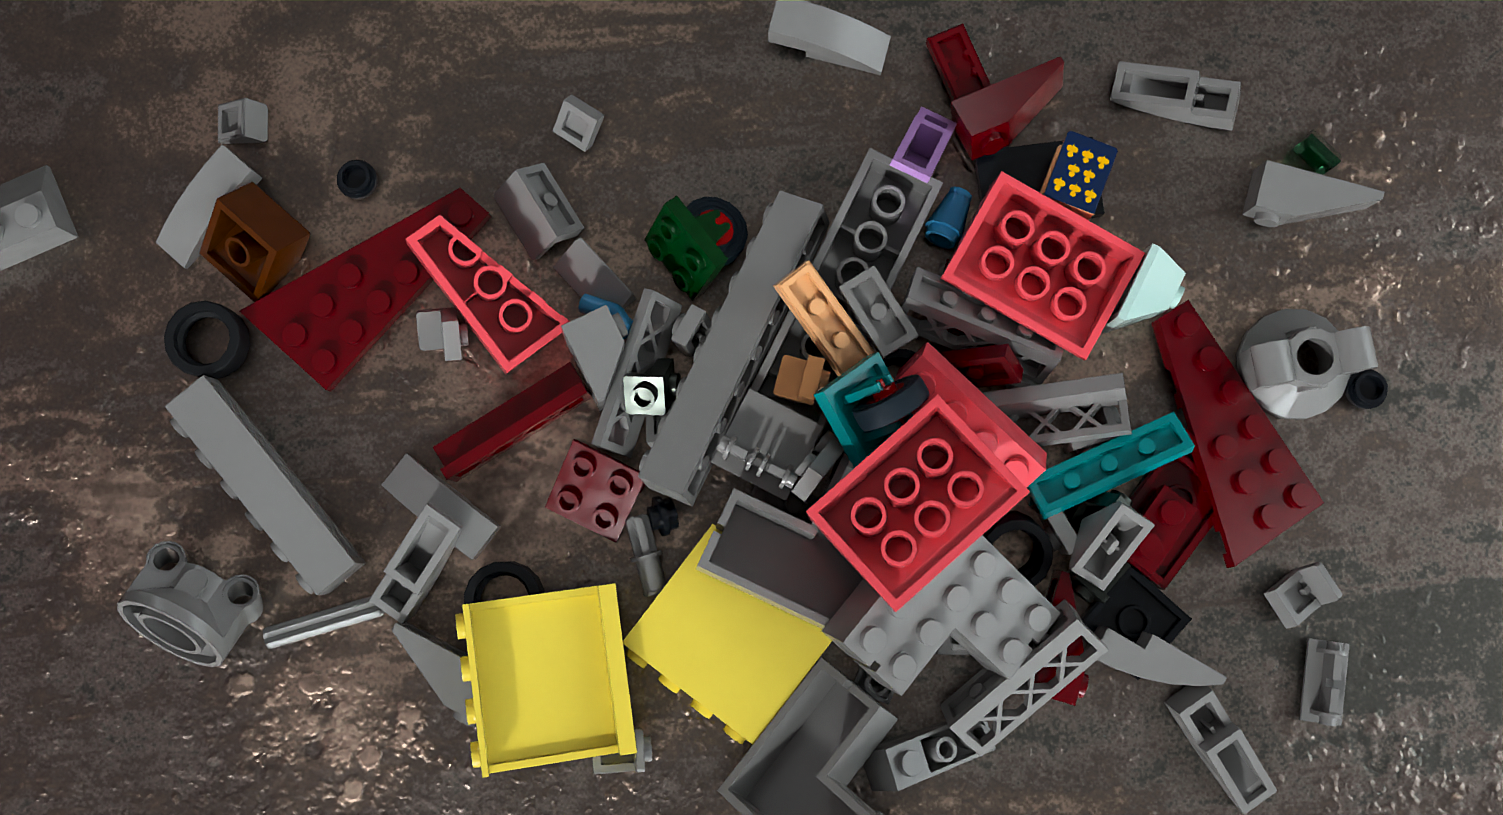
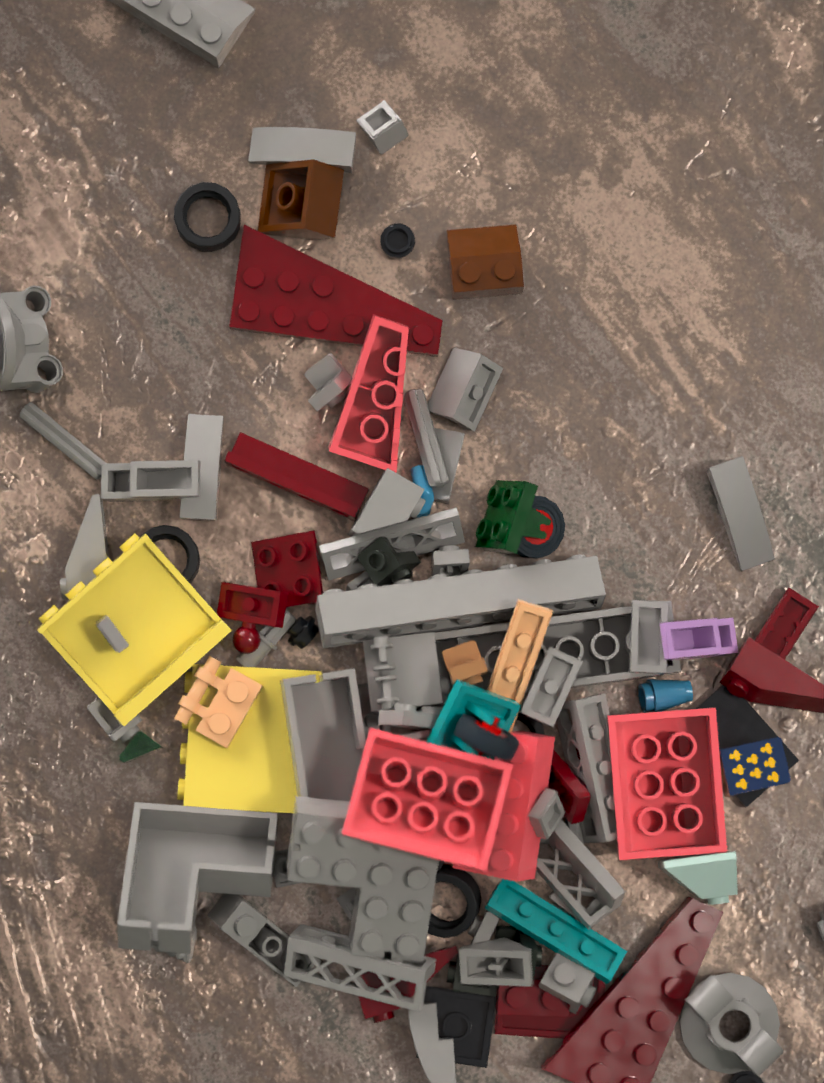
camera: 50 degrees right, 0 degrees up
(264, 486) = (132, 332): light grey brick -> none
(435, 112) = (485, 262): none -> reddish brown slope
(538, 704) = (111, 634): none -> light grey tile
(560, 275) = (426, 438): none -> light grey axle
(578, 122) = (548, 373): light grey plate -> none
(606, 548) = (251, 607): none -> dark red plate
(666, 746) = (138, 747): none -> clear green slope
(687, 637) = (227, 708): none -> light nougat plate
(891, 189) = (645, 636): none -> light grey tile
(997, 398) = (546, 813): none -> light grey tile
(1168, 486) = (569, 982): none -> light grey bracket

